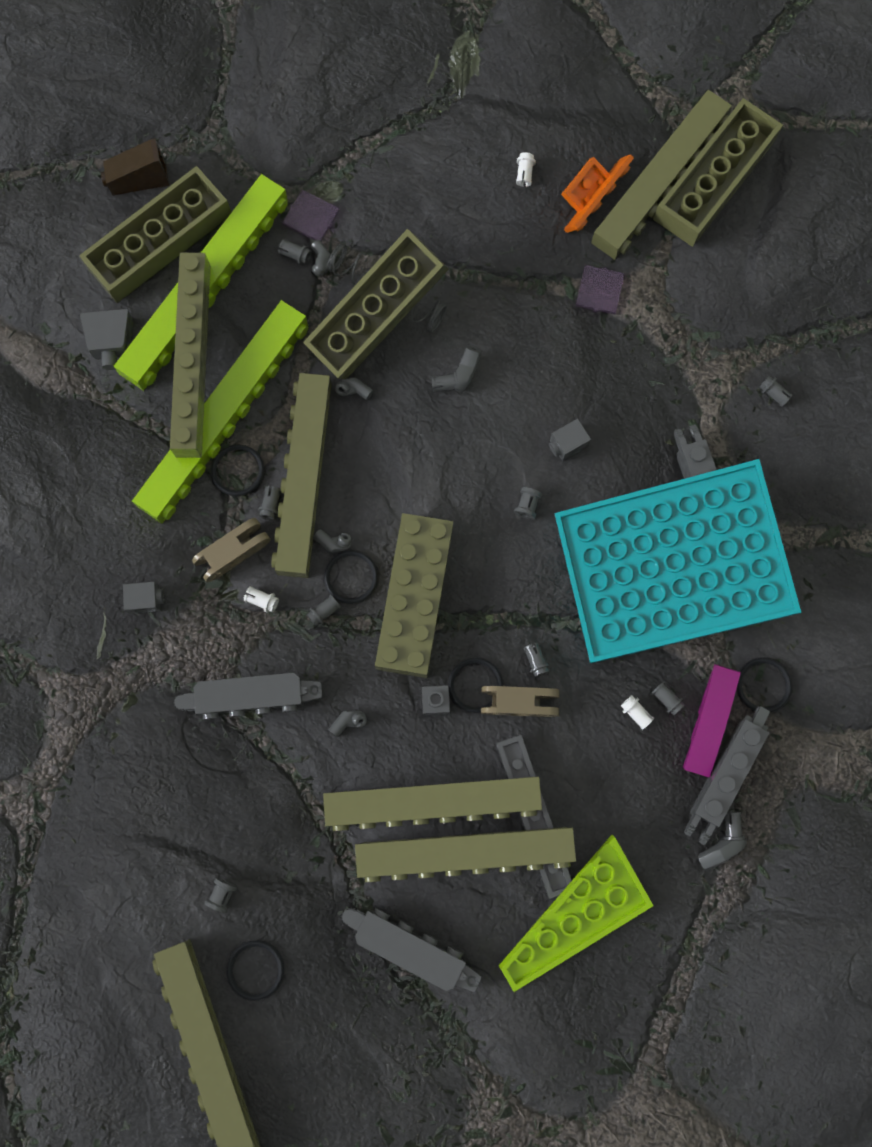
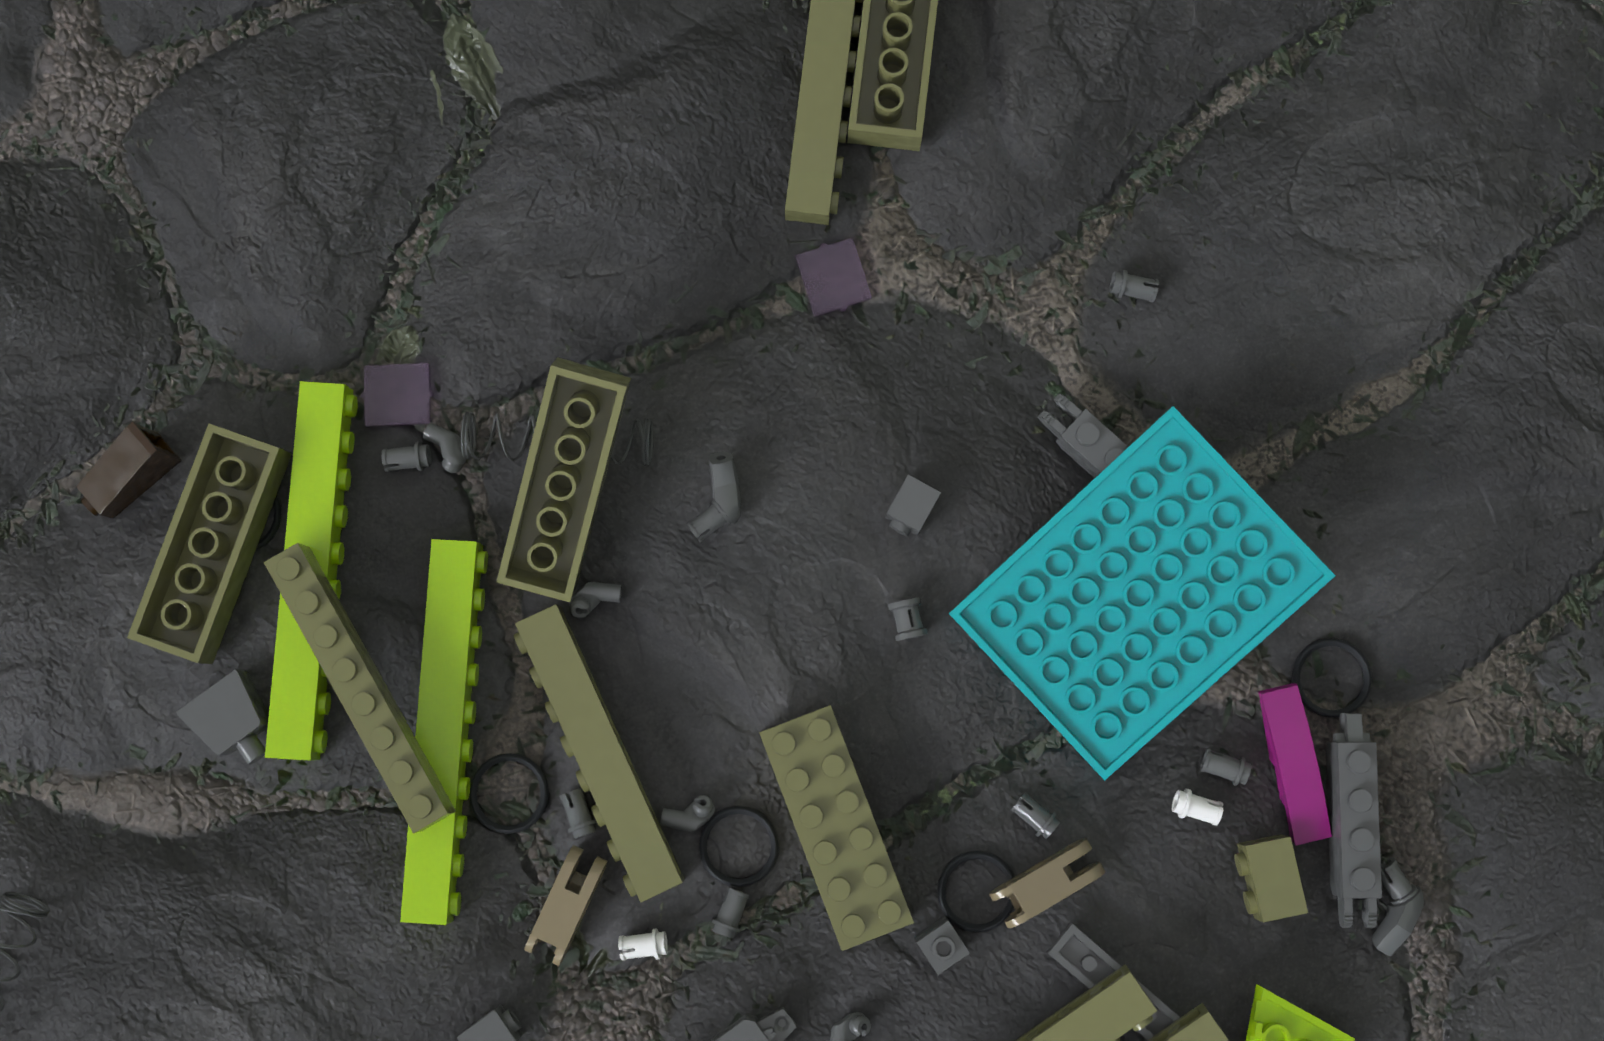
camera: 30 degrees left, 5 degrees up
(526, 162) = (642, 169): white pin -> none
(590, 187) = (743, 148): orange bracket -> none
(657, 779) = (1271, 878): none -> olive brick

